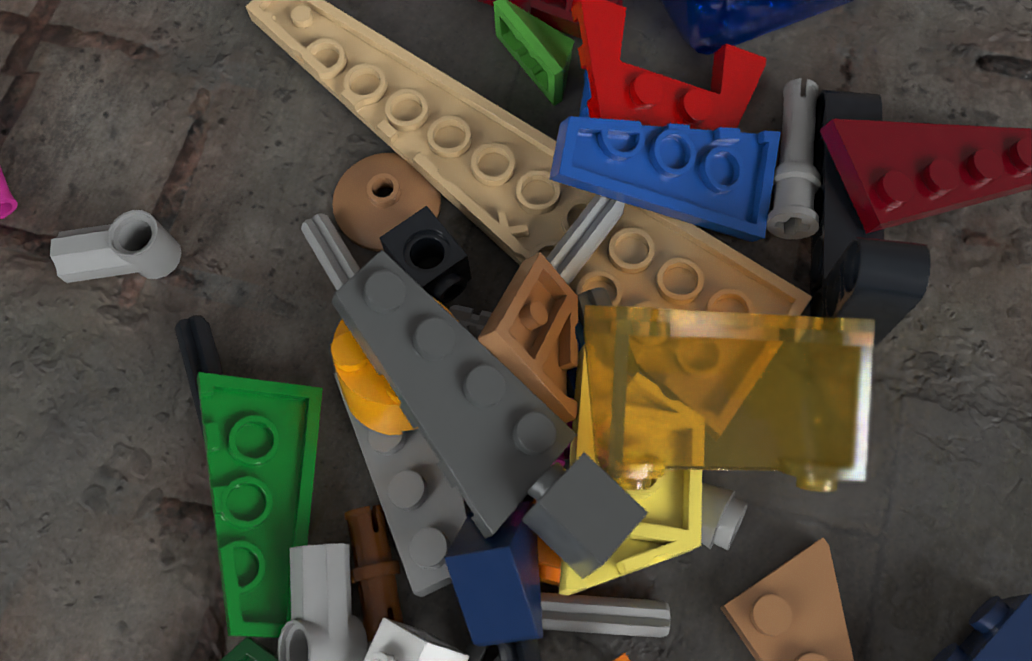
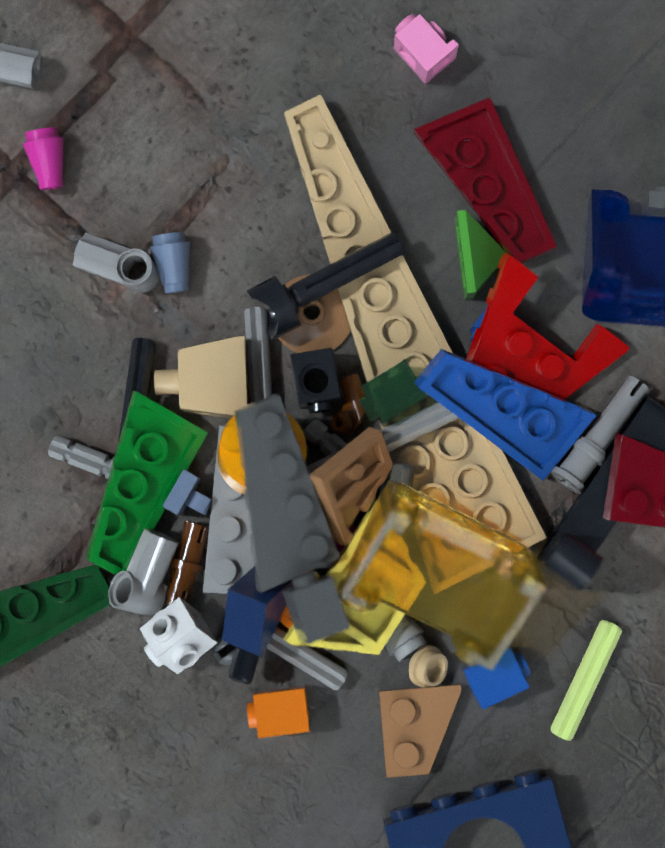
camera: 30 degrees right, 15 degrees up
(164, 505) = (80, 456): none -> light grey axle
(184, 214) = (172, 260): none -> sand blue cone
(286, 322) = (209, 378): none -> tan torso
(330, 478) = (185, 495): none -> sand blue tile
(341, 185) = (284, 302): none -> black piece
(491, 268) = (351, 413): none -> reddish brown arm
(529, 216) = (391, 394): none -> clear green brick
(767, 536) = (427, 666): none -> tan plate
(865, 511) = (501, 683): none -> blue brick
(971, 449) = (586, 680): none -> yellowish green axle

